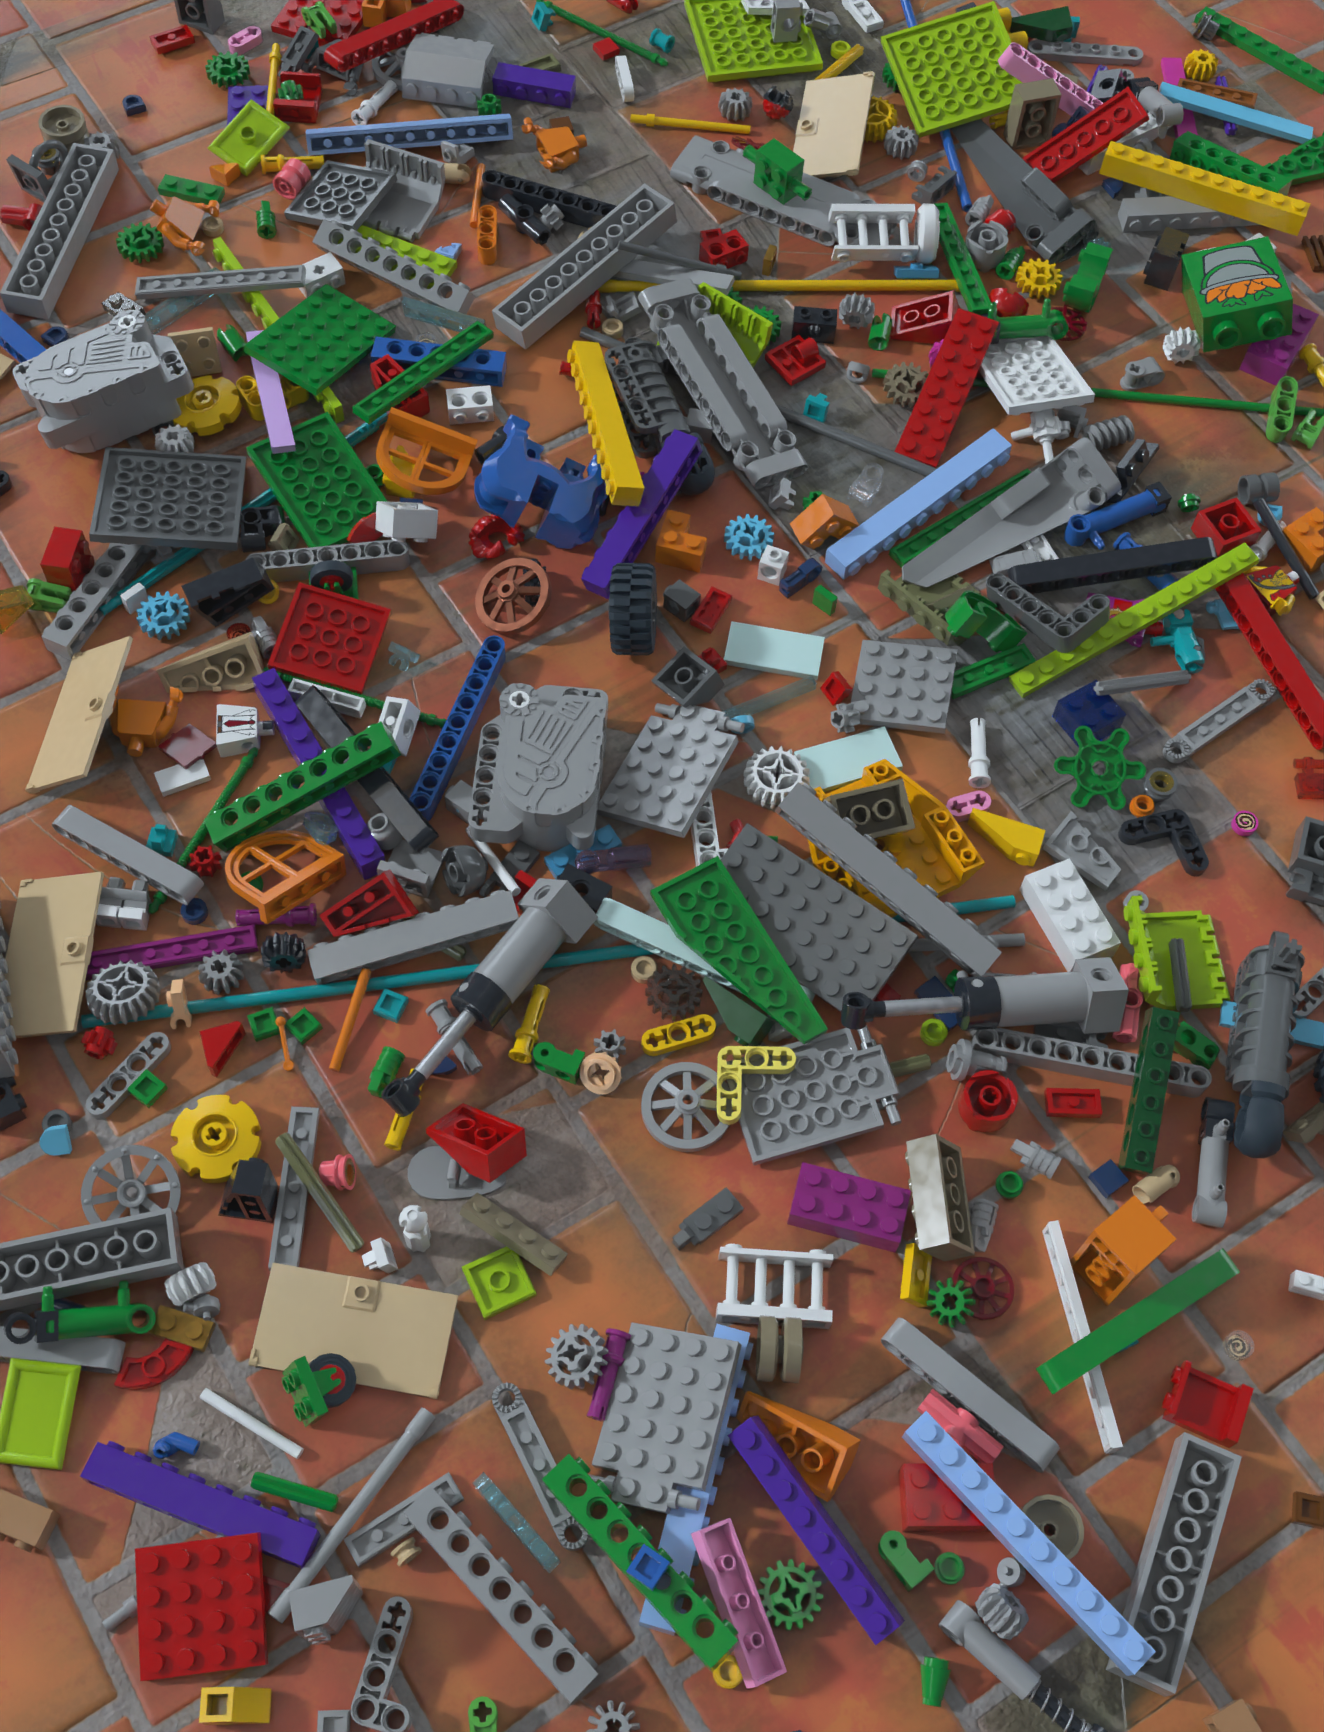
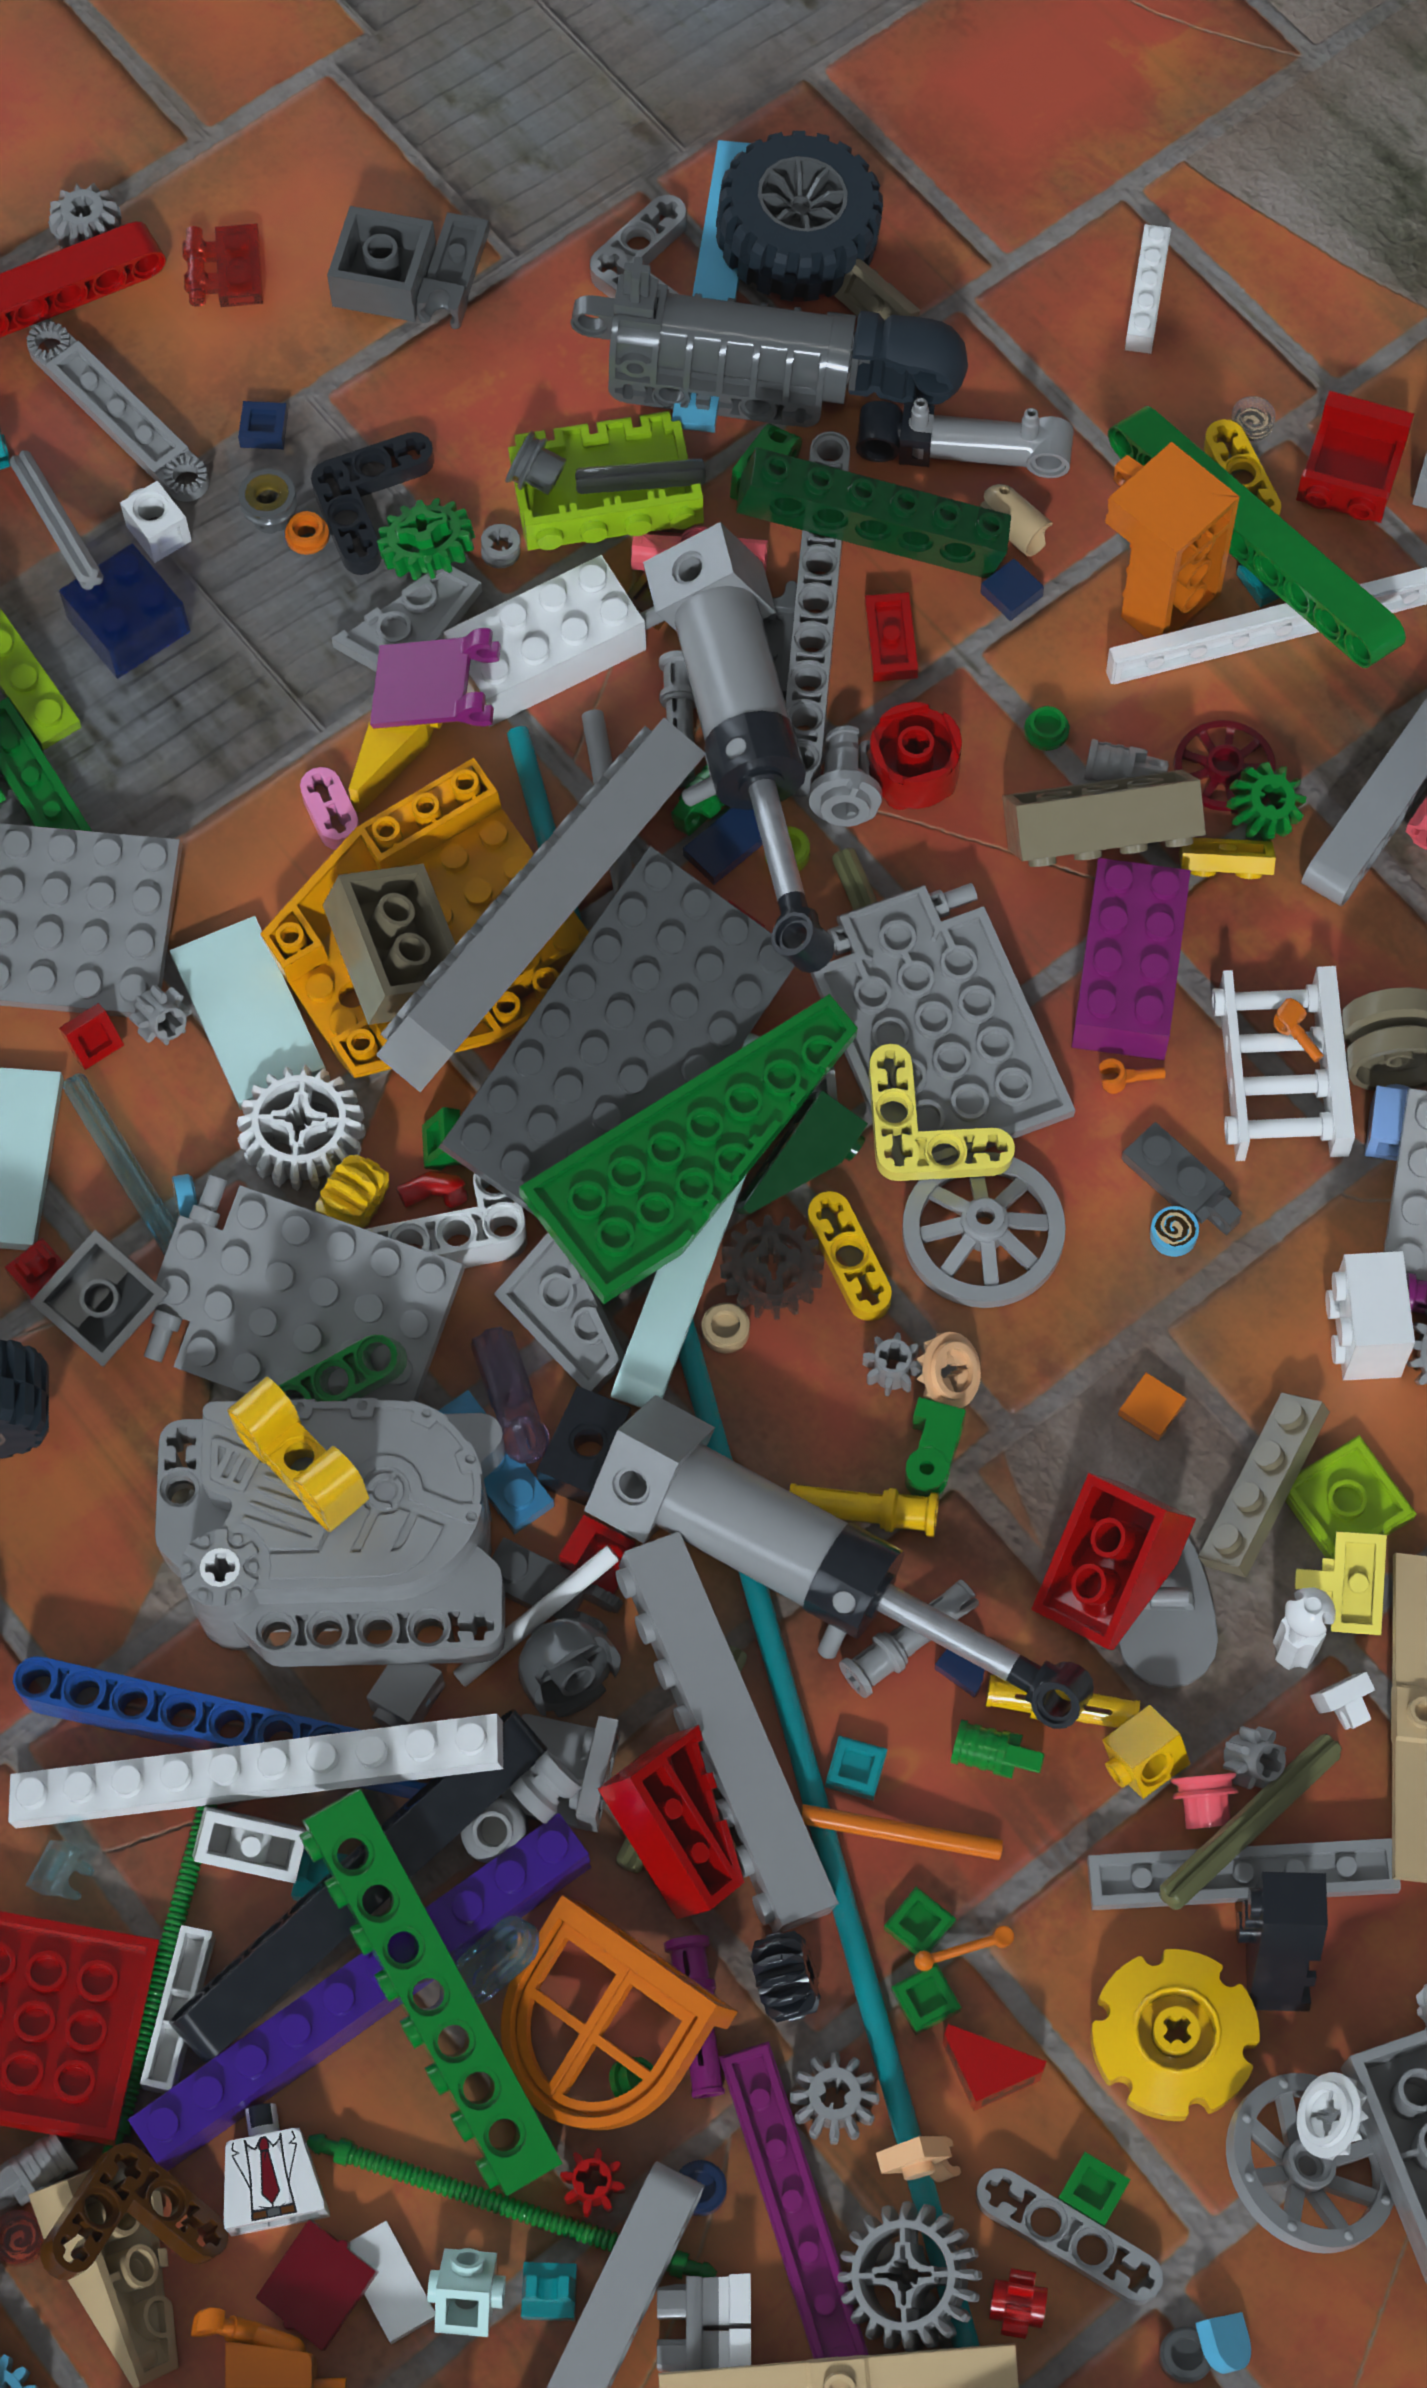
camera: 90 degrees left, 5 degrees up
(145, 1197) = (1321, 2098): none -> white gear
(165, 801) = (466, 2292): none -> light aqua brick
(238, 669) = (134, 2197): none -> reddish brown beam
(355, 1201) = (1254, 1757): none -> light grey gear
(368, 1143) = (1145, 1752): none -> yellow brick
(394, 846) = (542, 1790): none -> light grey wheel
(428, 731) = (257, 1771): none -> white plate
(446, 1271) = (1352, 1582): none -> light yellow hinge
(569, 1182) = (1152, 1406): none -> orange tile
(578, 721) = (274, 1434): none -> yellow beam
(602, 1302) = (1371, 1316): none -> white brick
(625, 775) = (357, 1364): none -> green beam
(638, 894) = (563, 1315): none -> light grey wing
(675, 1210) = (1174, 1231): none -> tile
(733, 794) = (354, 1191): none -> yellow gear
(776, 1196) = (1126, 1075): none -> orange hand
(798, 1287) = (1287, 1022): none -> orange hand
(979, 761) = (236, 789): white pin -> none
(1034, 844) = (430, 682): none -> magenta flag
(1036, 1157) = (997, 685): light grey hinge -> none
(1116, 767) = (246, 565): green plate -> none
(1135, 861) = (426, 539): none -> green gear
(1139, 736) = (156, 536): none -> white brick
(1183, 916) = (536, 465): none -> dark grey piece
(1209, 1317) = (1242, 458): none -> yellow beam
(1213, 791) = (263, 425): none -> dark blue tile
(1244, 823) = (325, 380): tile -> none

